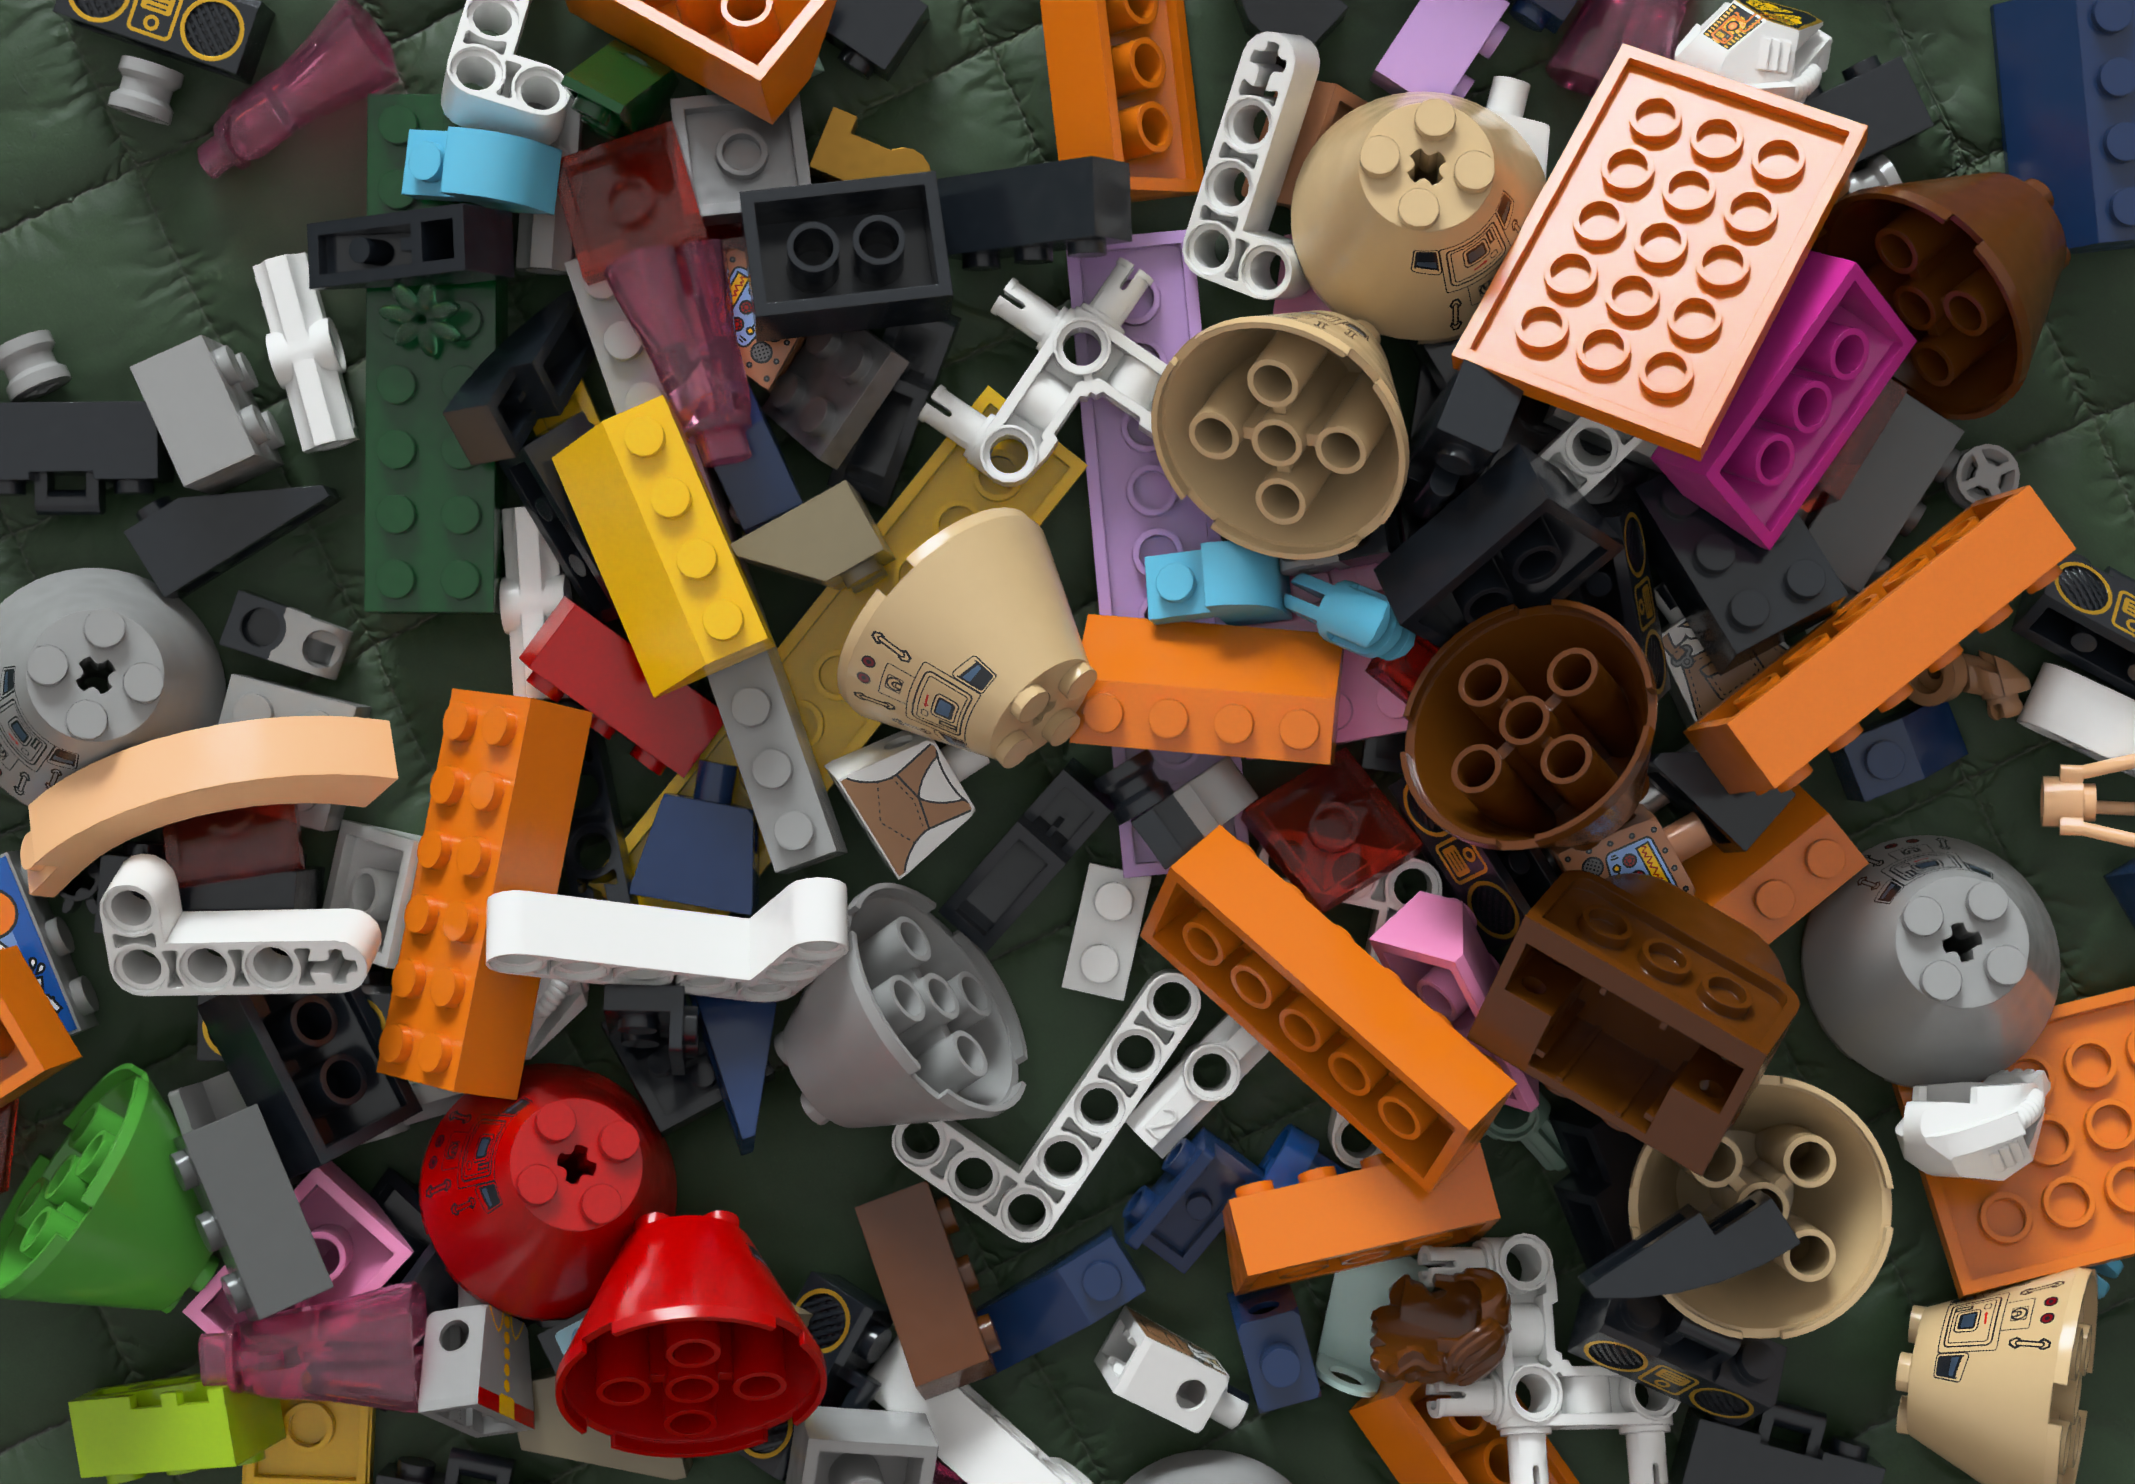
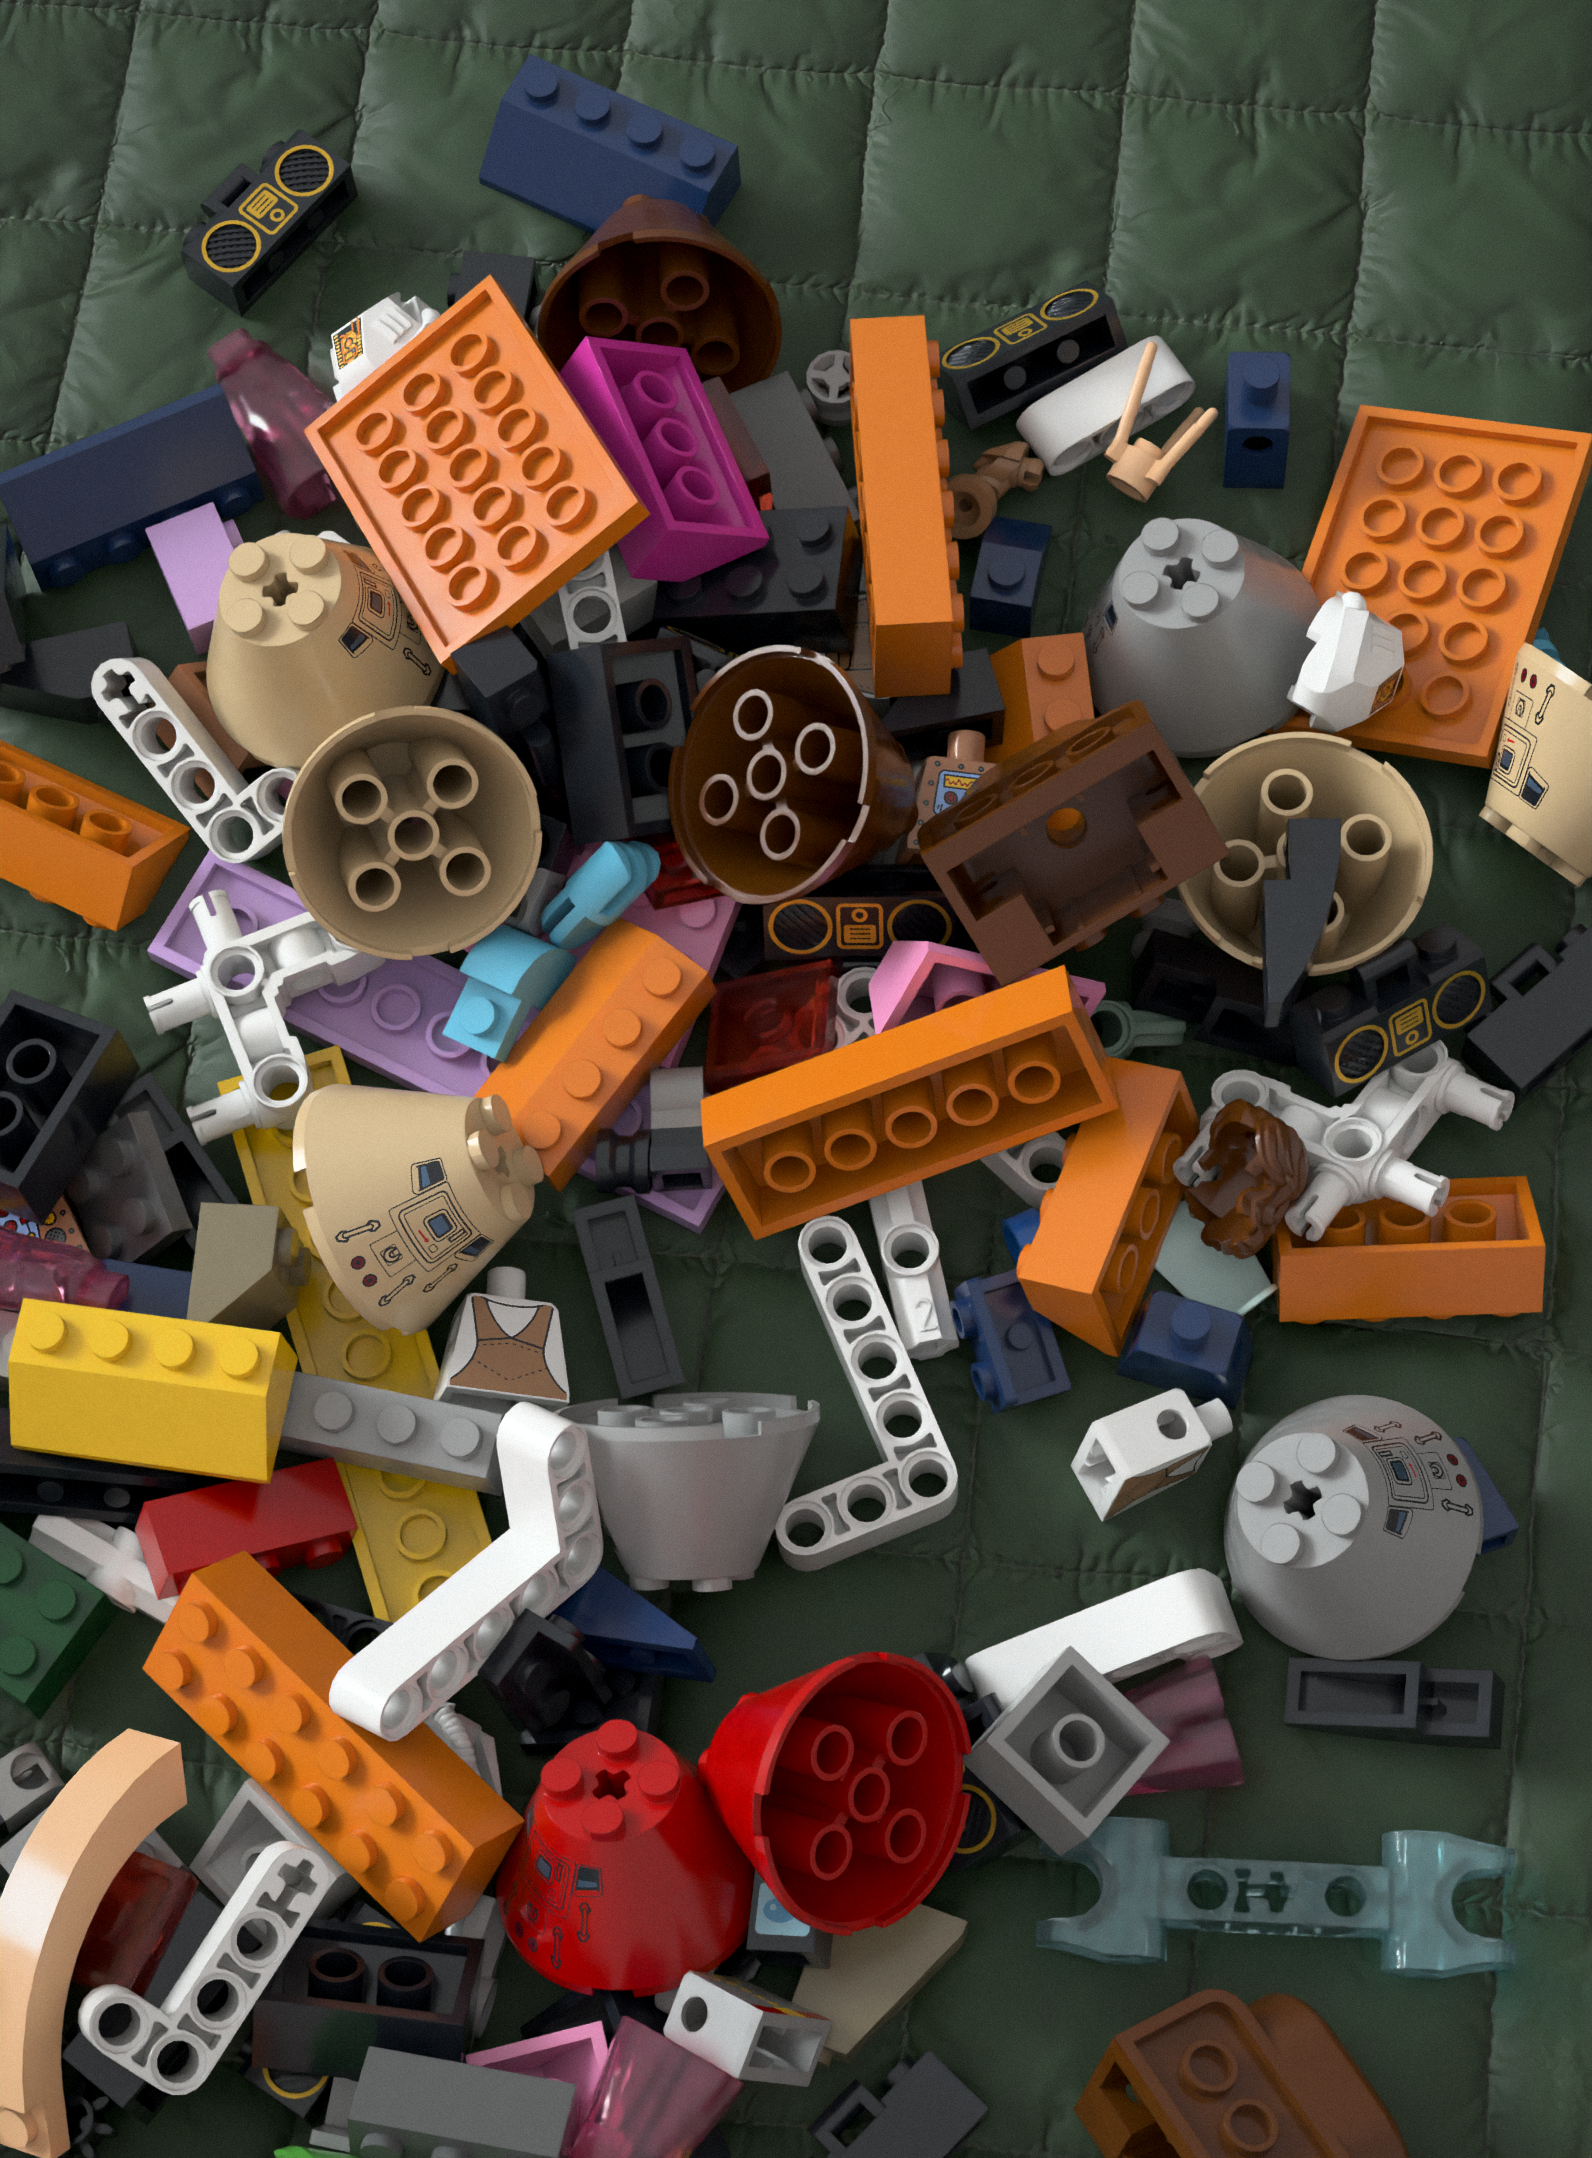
camera: 50 degrees left, 20 degrees down
(703, 847) = (420, 1535): dark blue torso -> none
(929, 1289) = (938, 1600): reddish brown brick -> none
(1036, 212) = (107, 935): black brick -> none
(1063, 1297) = (1024, 1519): dark blue slope -> none
(1106, 932) = (736, 1277): white plate -> none

